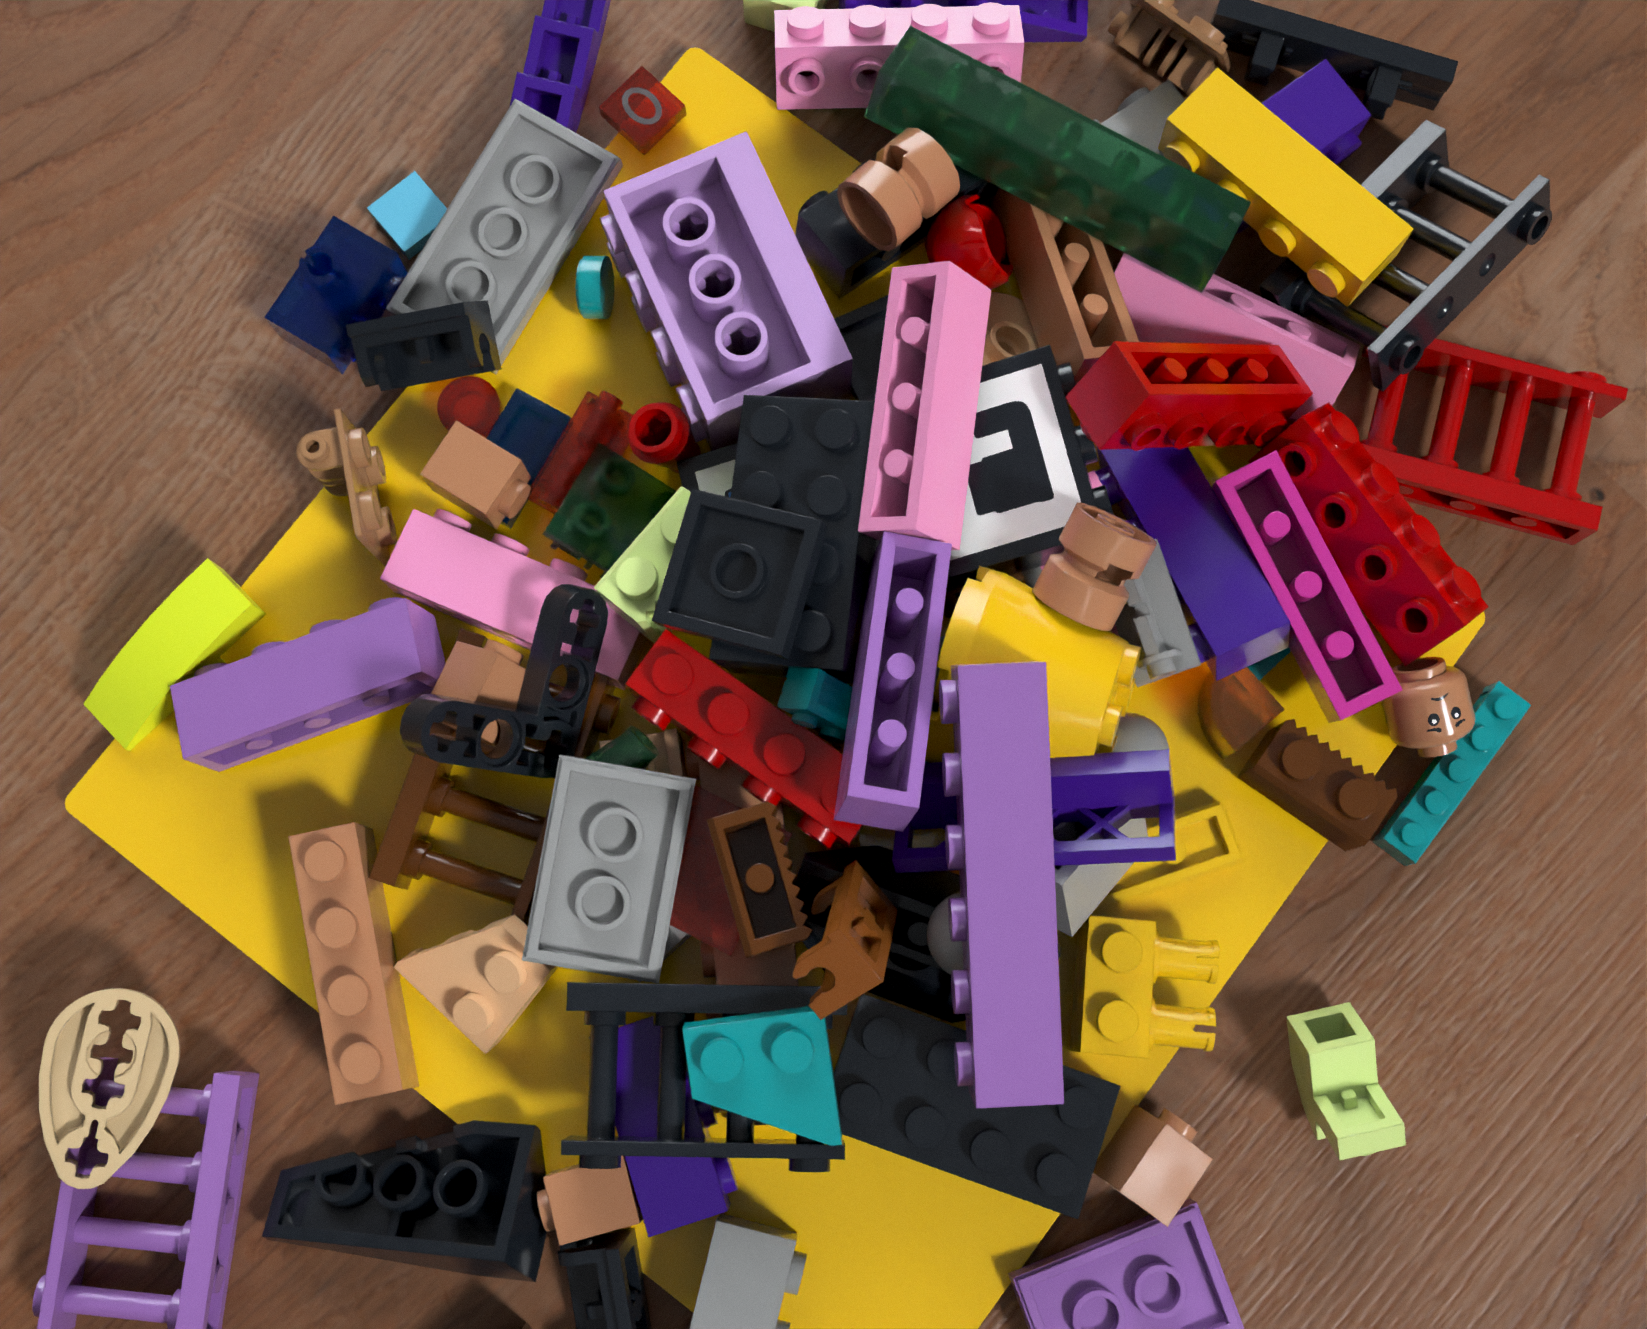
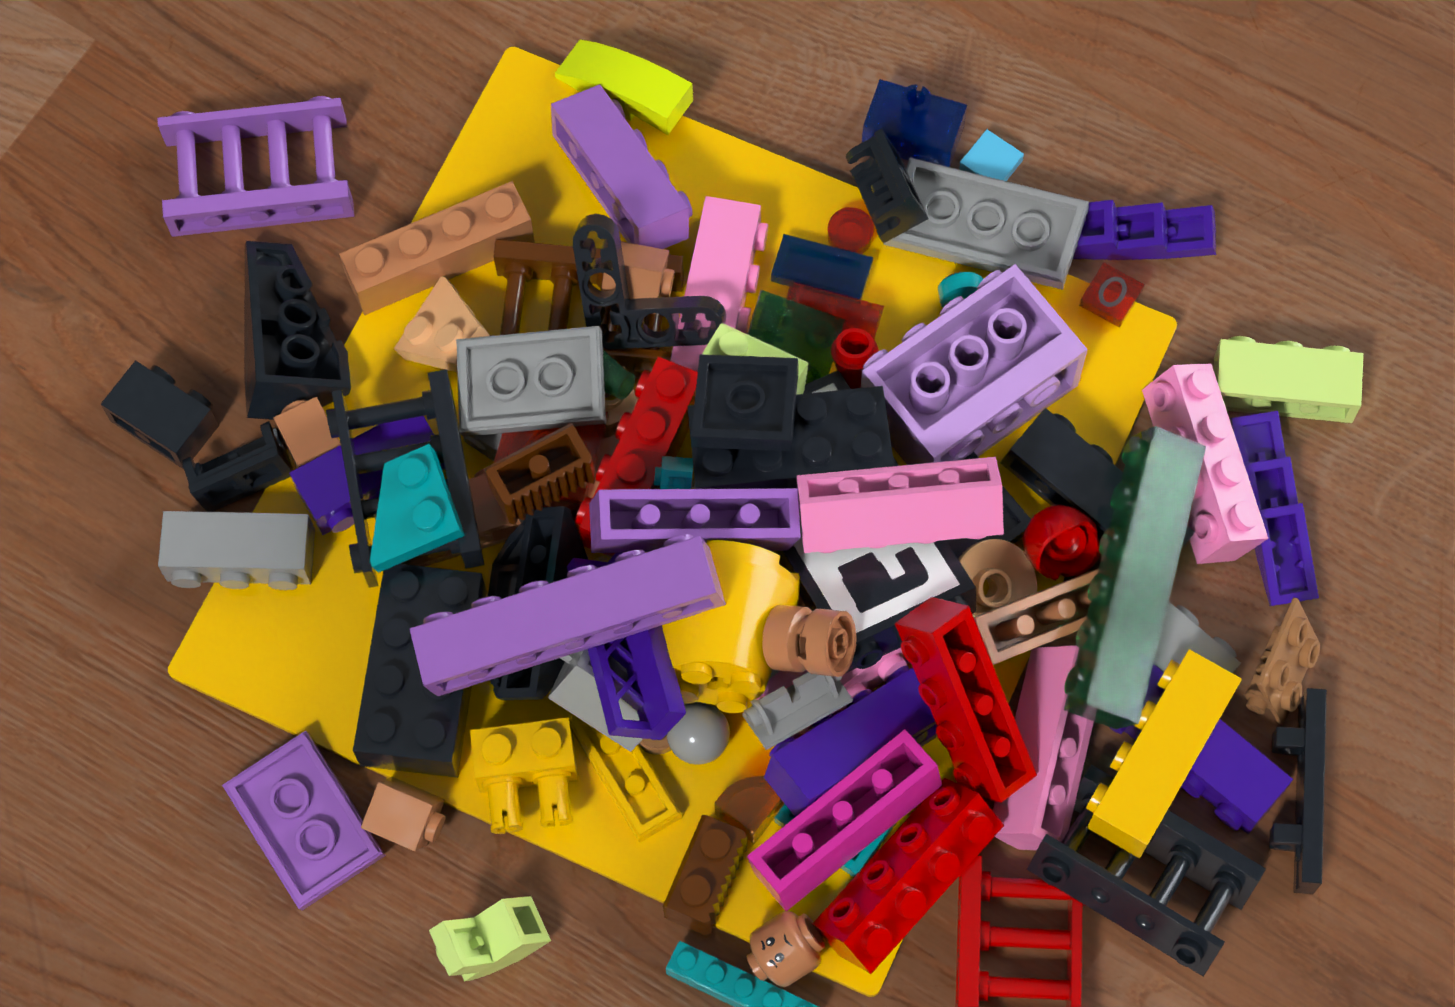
camera: 80 degrees right, 10 degrees down
(68, 1061) = (333, 88): tan piece -> none
(352, 468) = (779, 164): medium nougat hinge -> none
(478, 476) = (795, 241): nougat brick -> none
(853, 942) = (513, 537): dark orange hinge -> none
(894, 192) = (1075, 466): nougat wheel -> none

